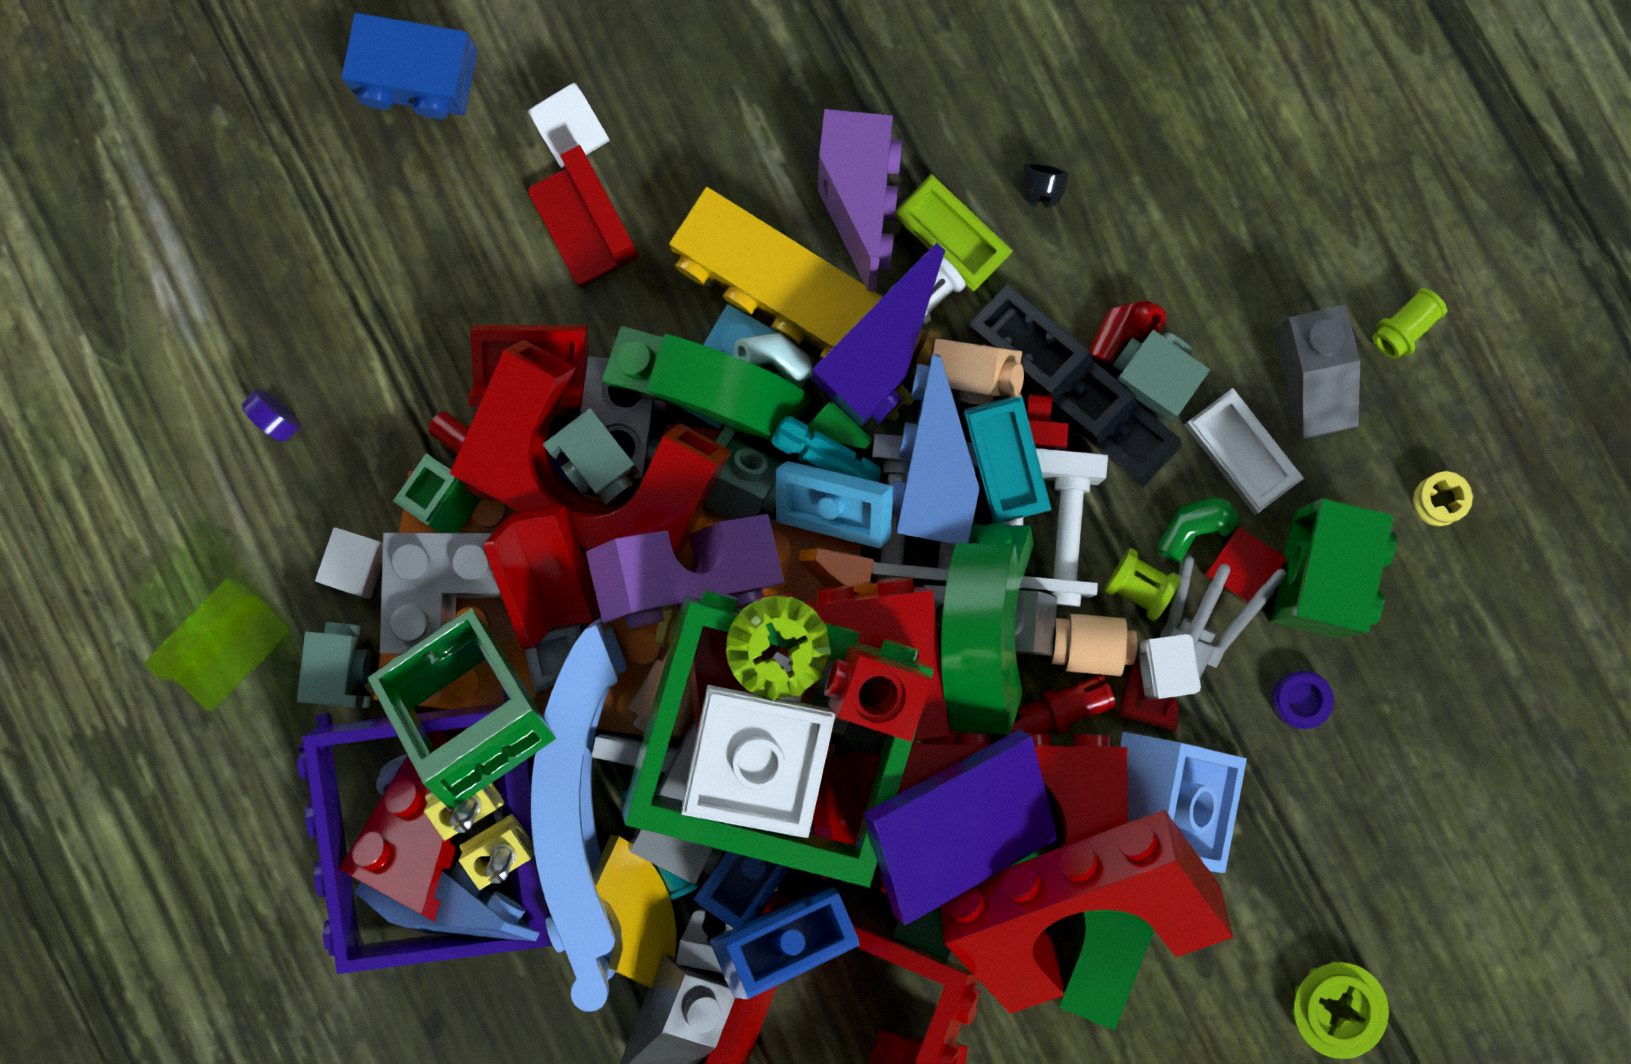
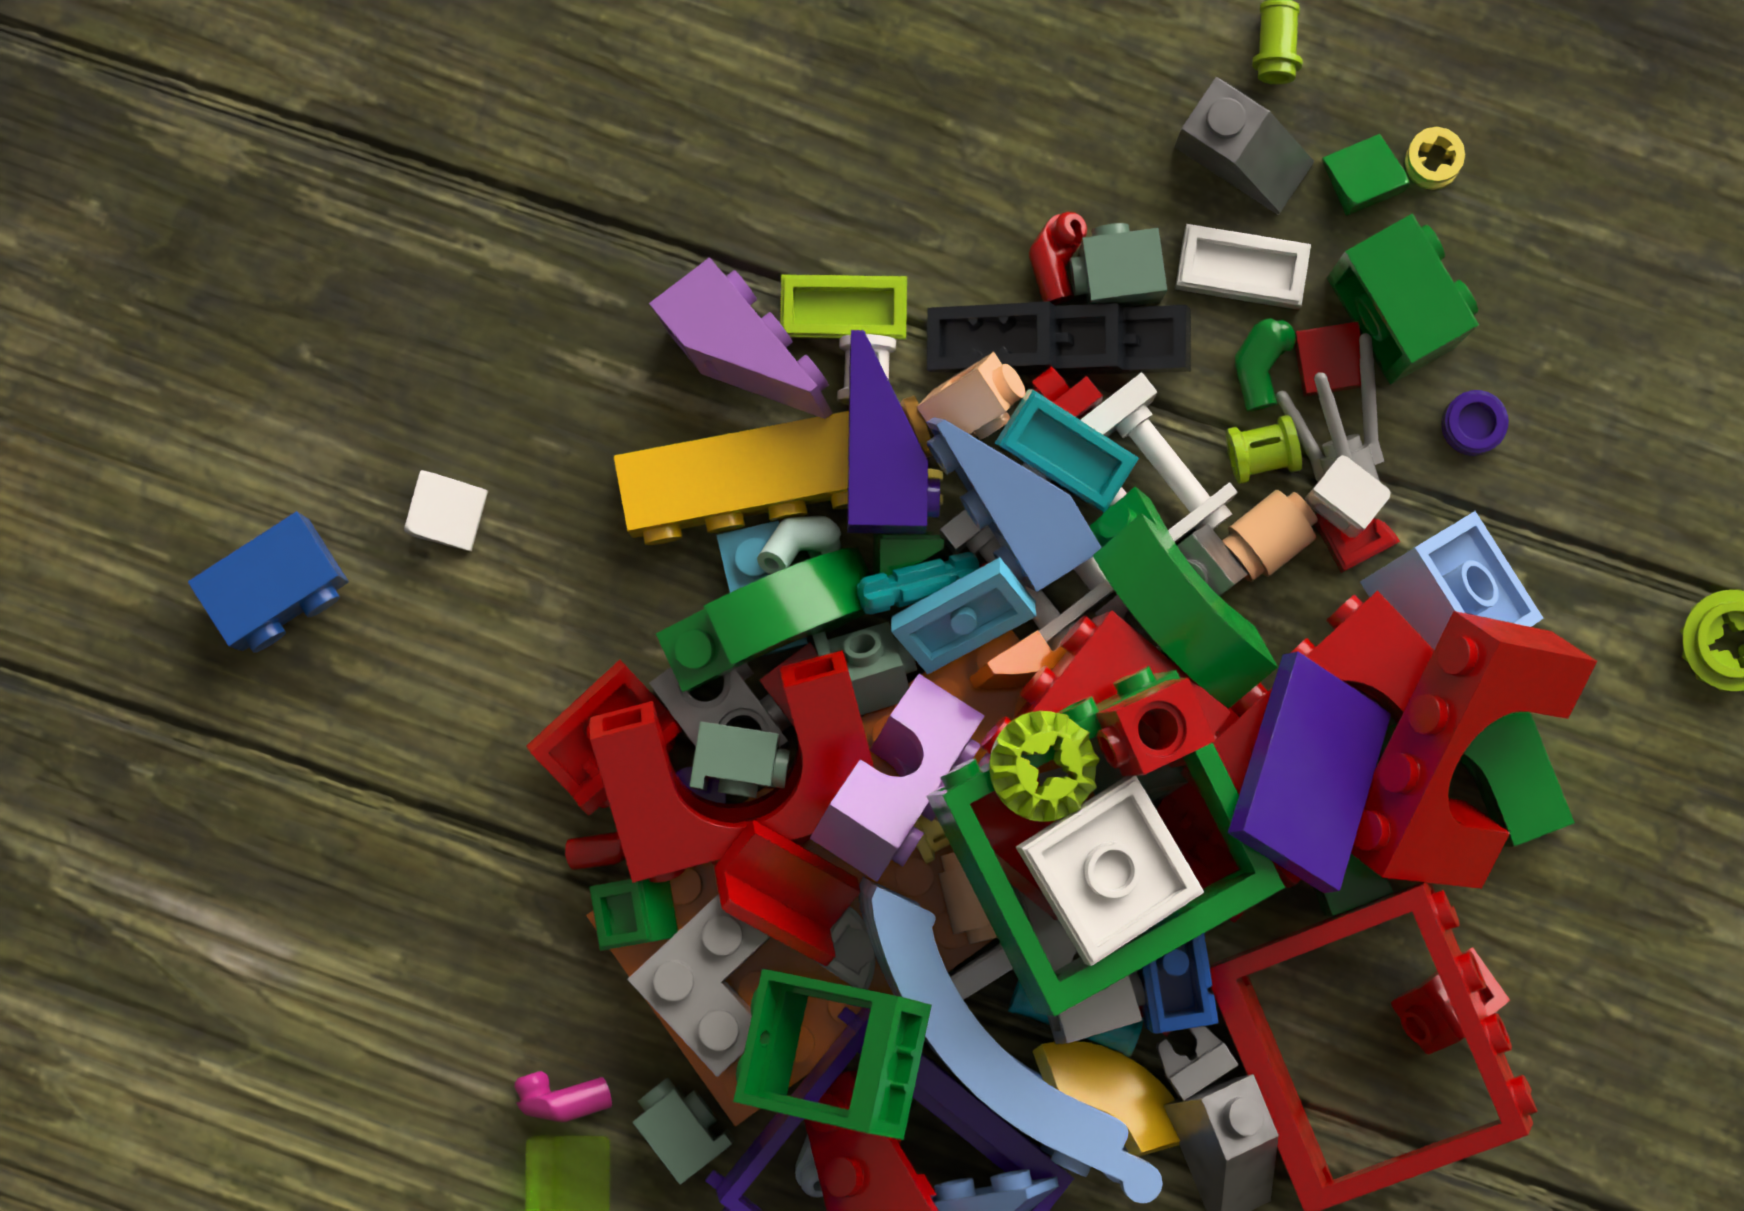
camera: 45 degrees left, 0 degrees up
(270, 415) = (428, 977): dark purple tile -> none
(278, 579) = (562, 1104): none -> dark pink arm
(351, 563) = (609, 1035): white slope -> none
(503, 842) = (958, 1130): light yellow piece -> none
(582, 220) = (530, 577): red panel -> none
(784, 942) = (1258, 996): blue brick -> none
(1045, 182) = (879, 196): black hinge -> none
(1066, 707) = (1294, 610): red pin -> none
(1385, 466) = (1365, 174): none -> green slope

